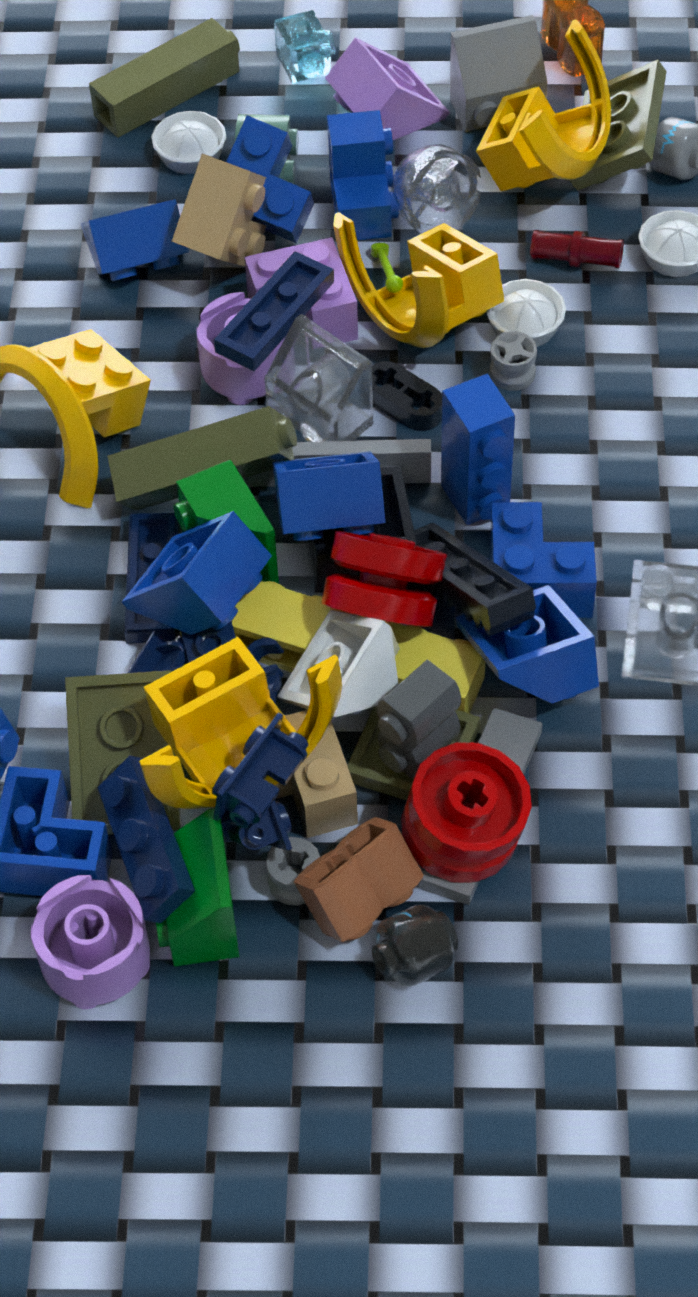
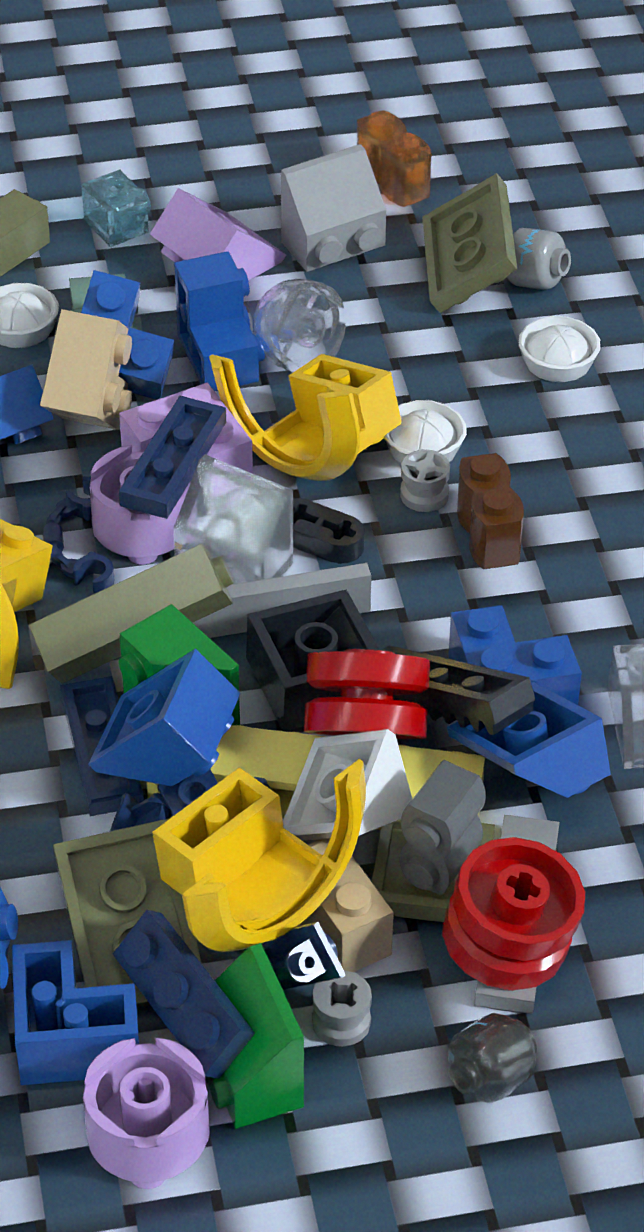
camera: 15 degrees left, 10 degrees down
(185, 398) = (88, 564): none -> dark blue piece
(244, 788) = (288, 916): dark blue hinge -> none
(329, 494) = (285, 623): blue slope -> none
(359, 879) = (417, 1001): nougat brick -> none
(393, 282) = (280, 420): lime hinge -> none
(476, 447) = (423, 561): blue brick -> none
(536, 144) = (391, 268): yellow piece -> none
(563, 401) = (490, 511): none -> reddish brown brick
(577, 248) = (458, 366): dark red pin -> none

